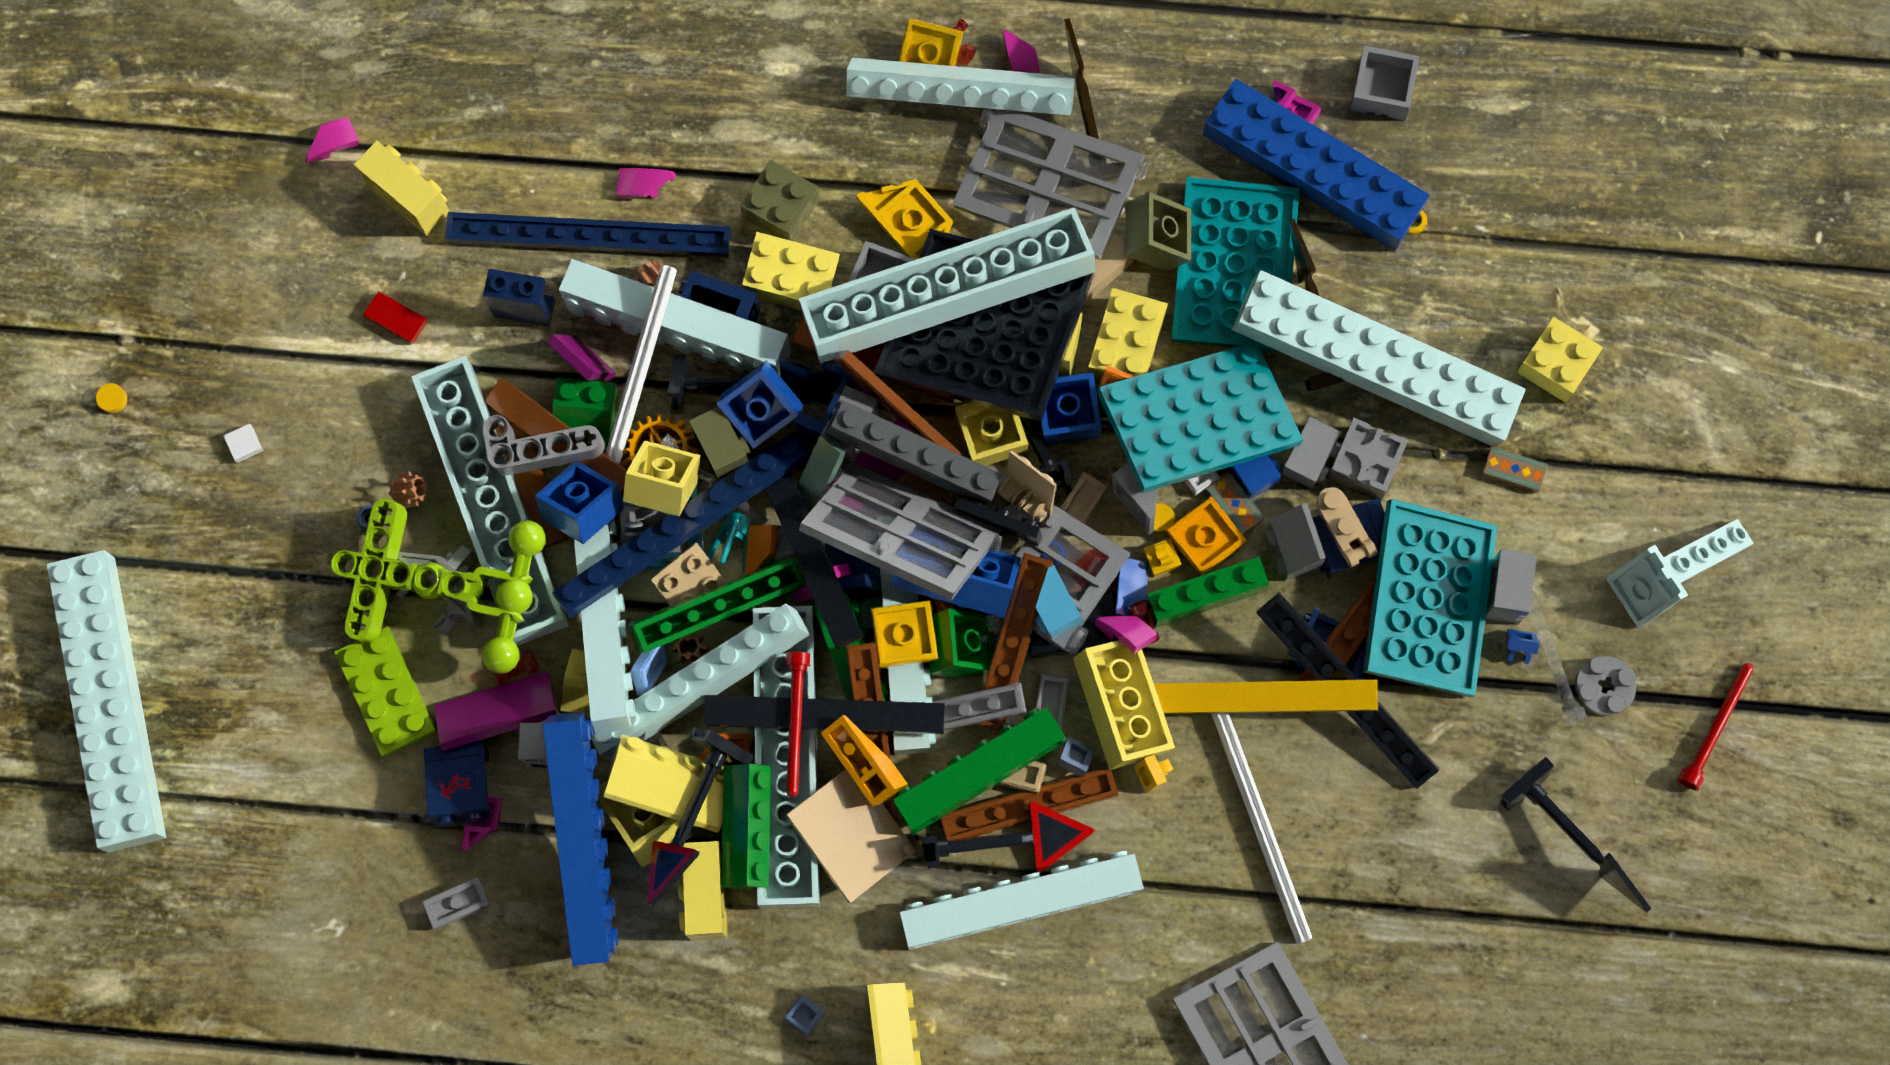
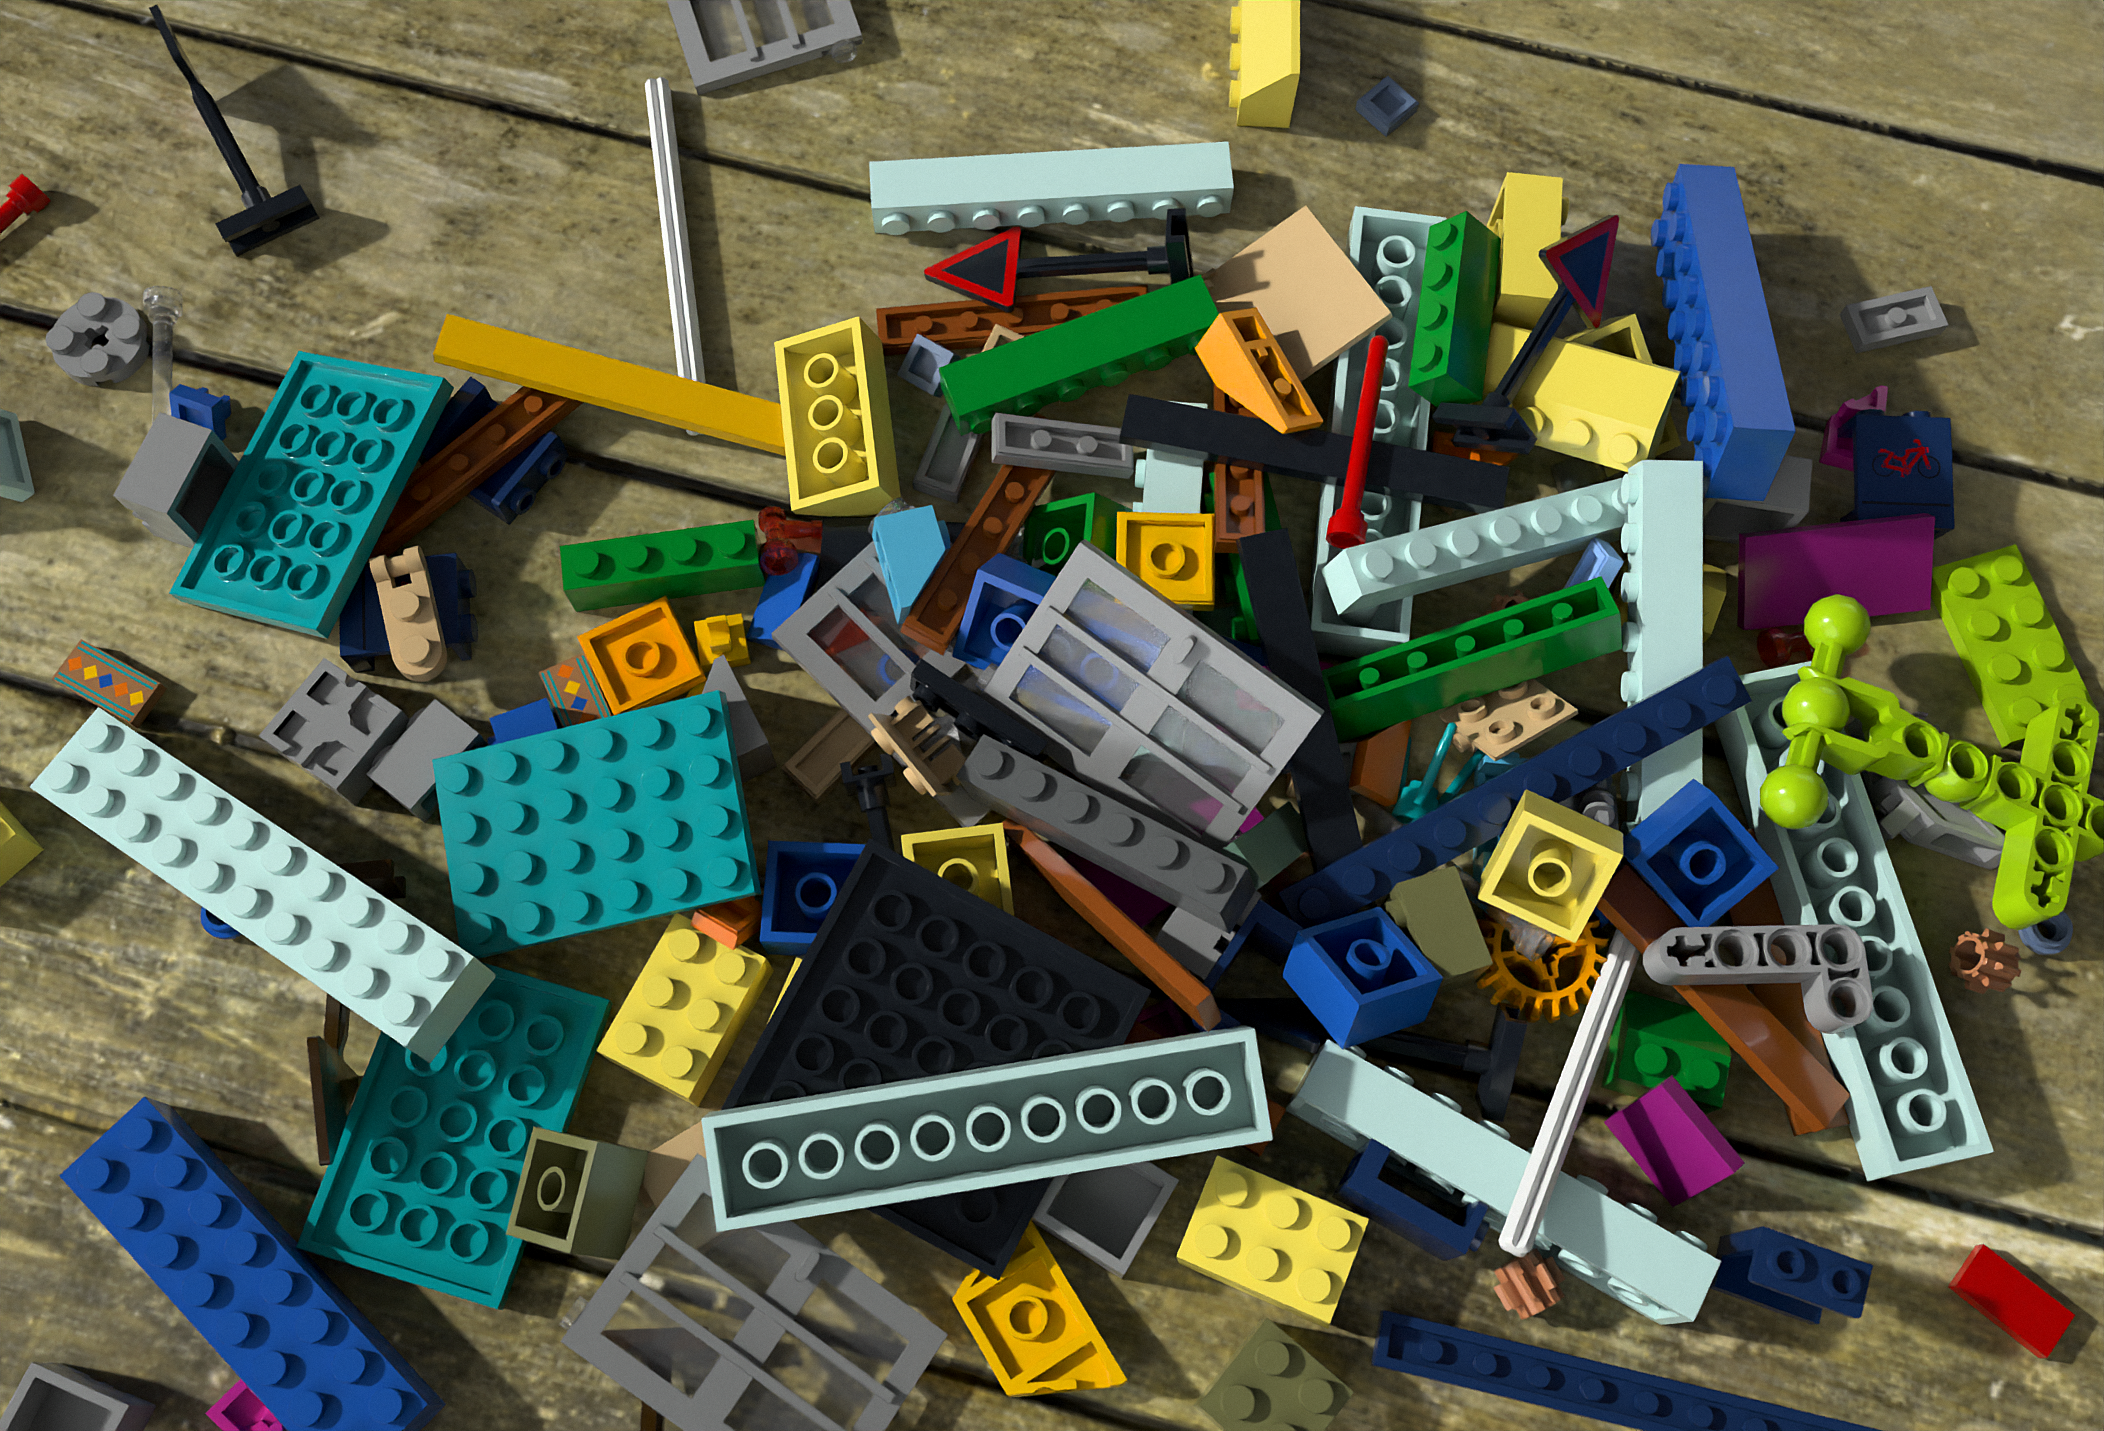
camera: 175 degrees left, 5 degrees down
(1128, 629) = (802, 516): dark pink slope -> none
(1152, 773) = (816, 314): yellow tile -> none
(1295, 543) = (497, 611): light grey slope -> none
(1326, 665) = (506, 405): black tile -> none

